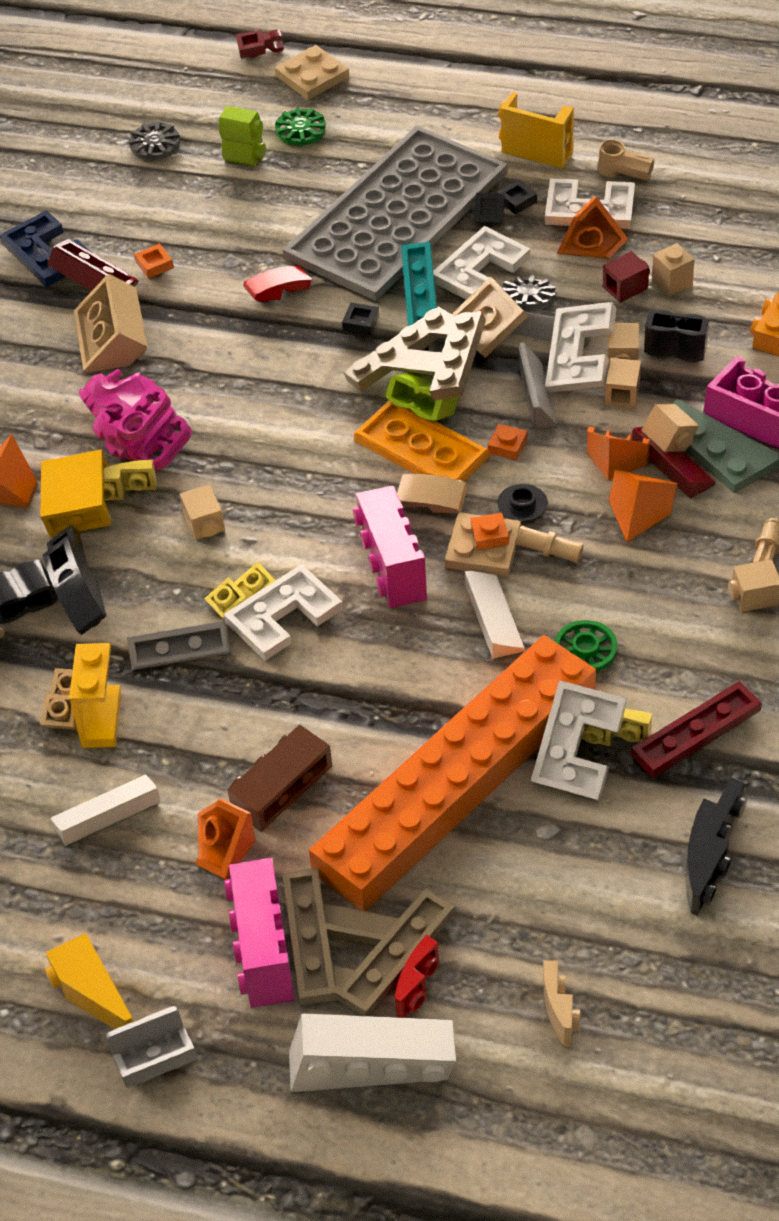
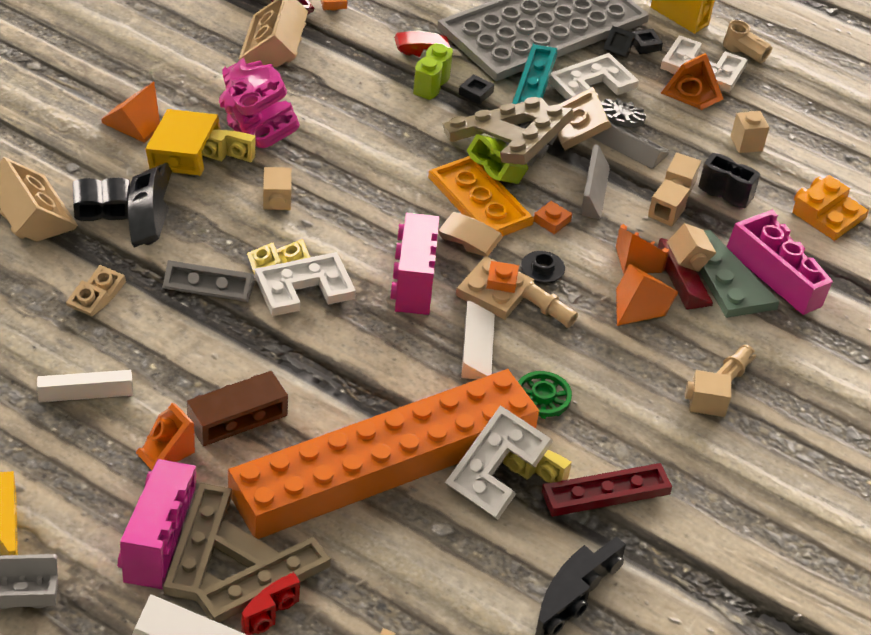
camera: 10 degrees right, 5 degrees down
(91, 699) = (111, 304): yellow panel -> none
(305, 313) = (432, 71): none -> lime brick
(566, 366) = (629, 175): white plate -> none
(626, 276) = (708, 125): dark red brick -> none

